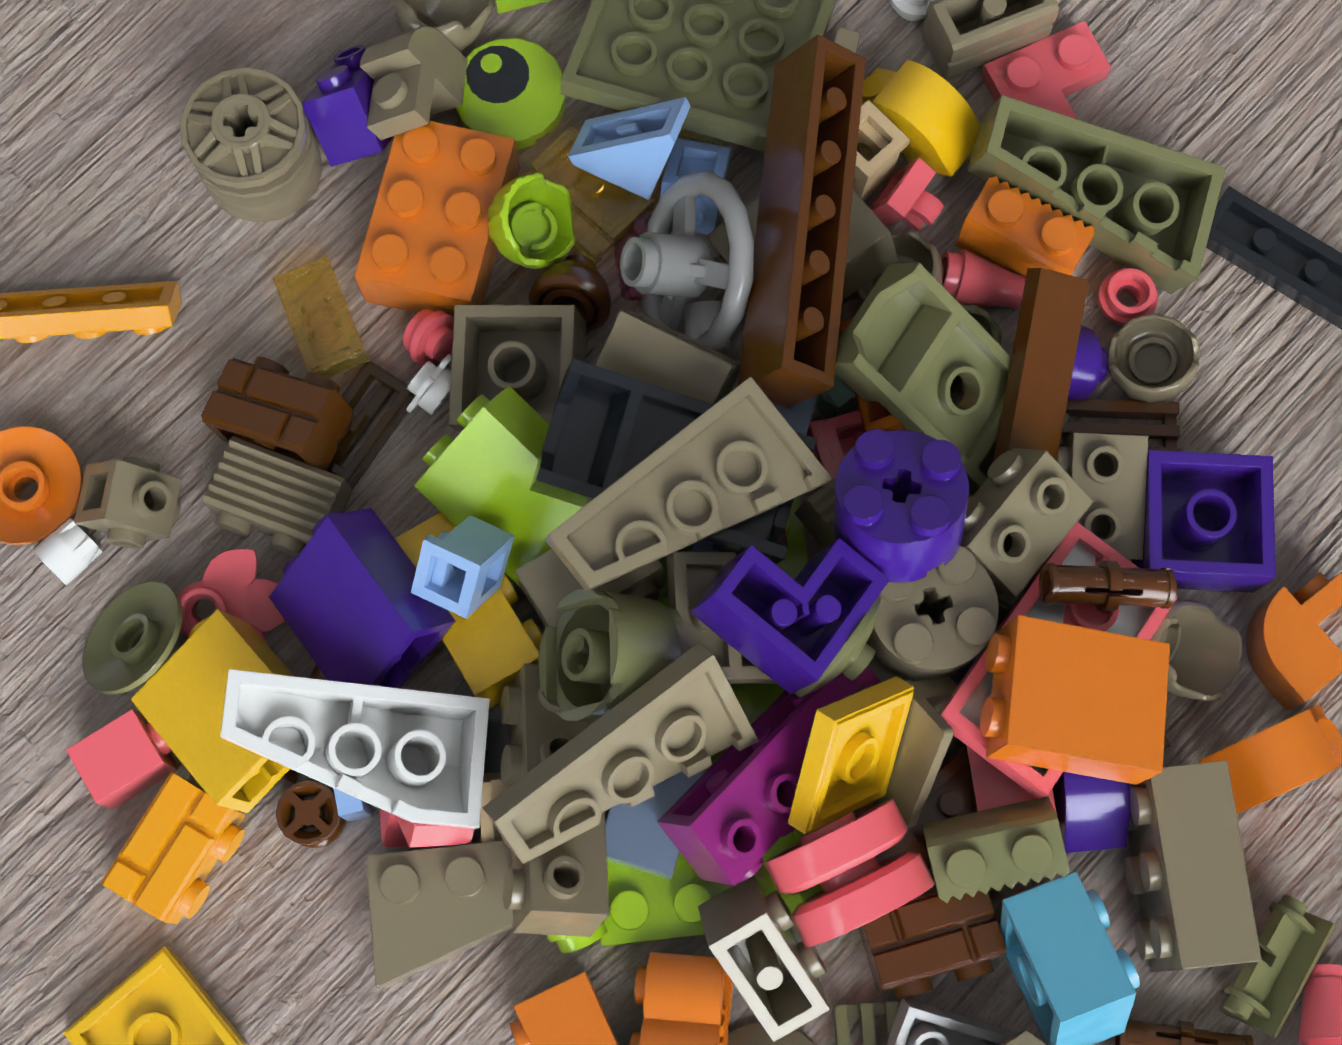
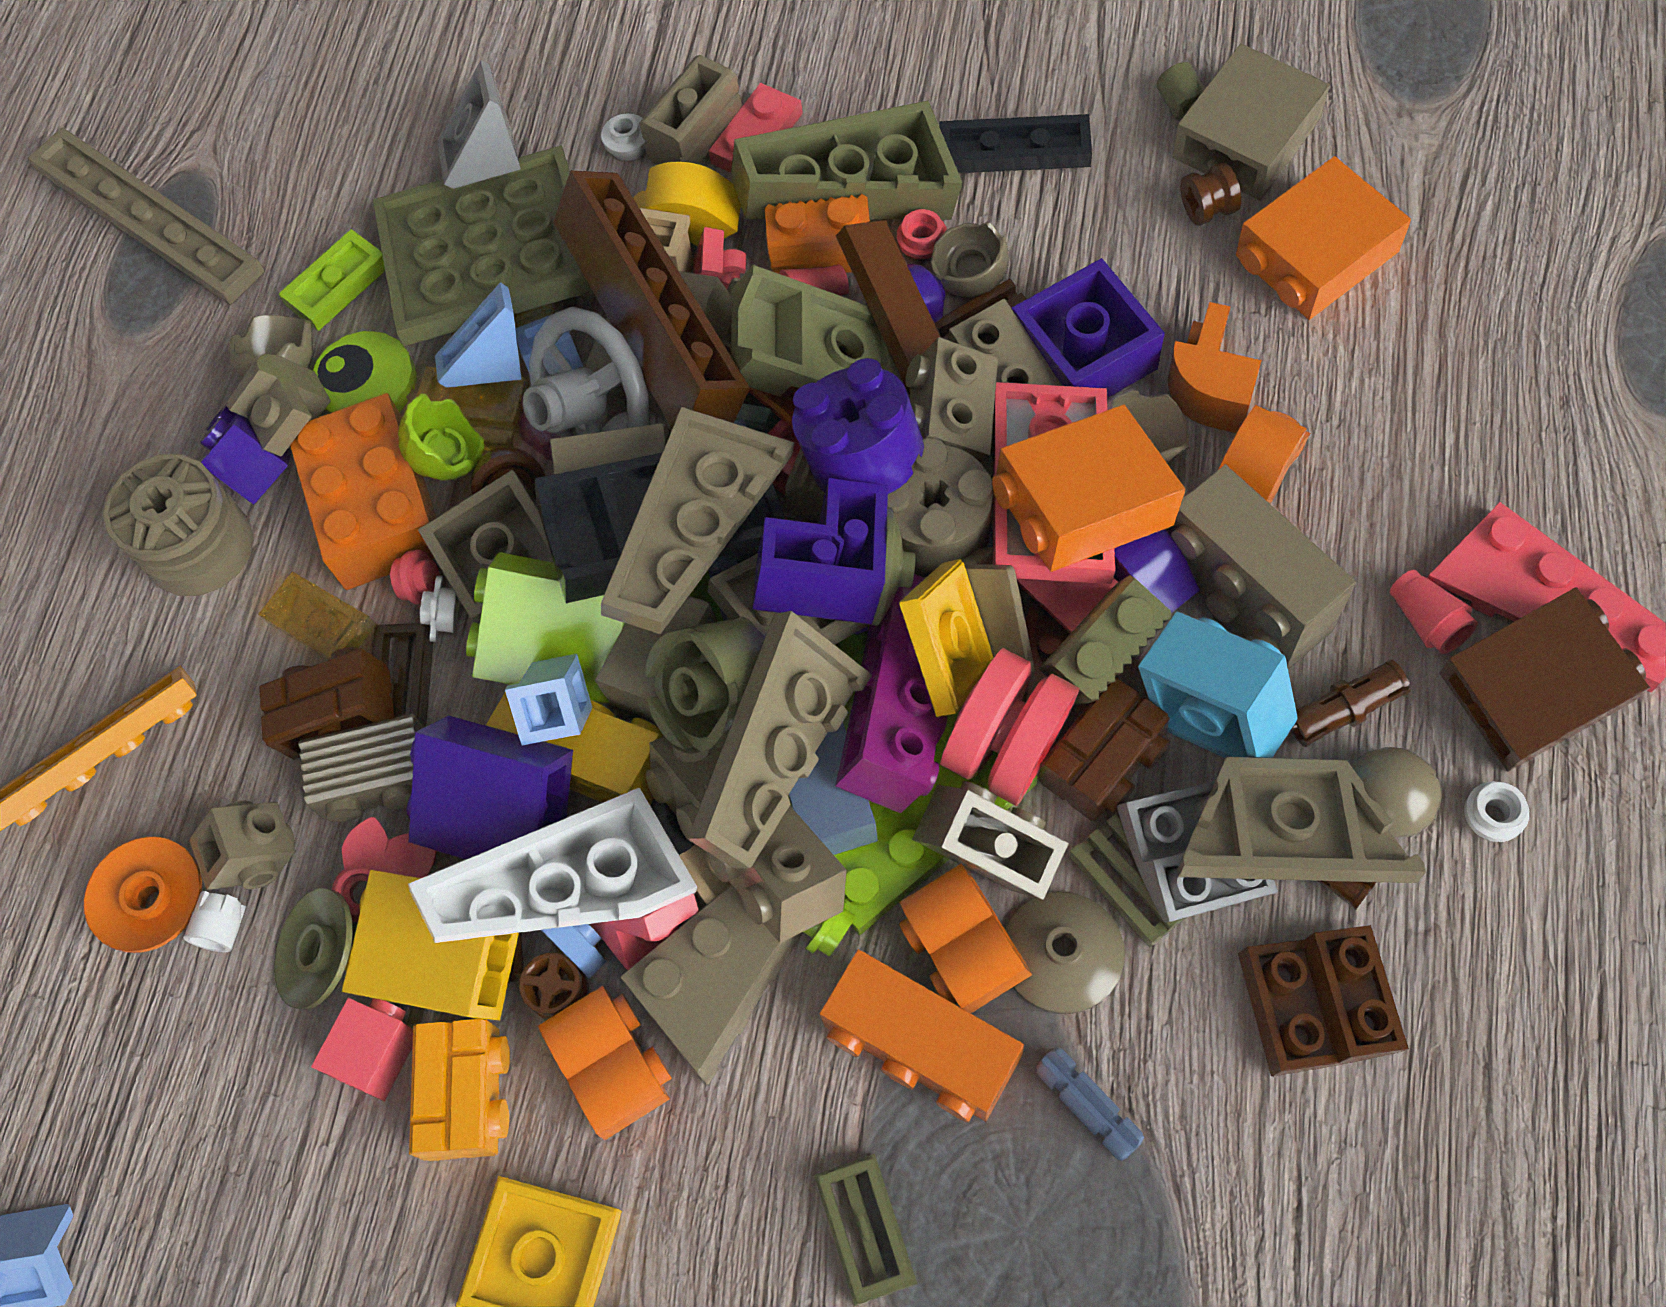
camera: 25 degrees left, 10 degrees down
(312, 912) = (605, 1062): none -> orange brick
(1107, 585) = (1022, 420): reddish brown pin -> none
(1289, 952) = (1374, 604): olive hinge -> none

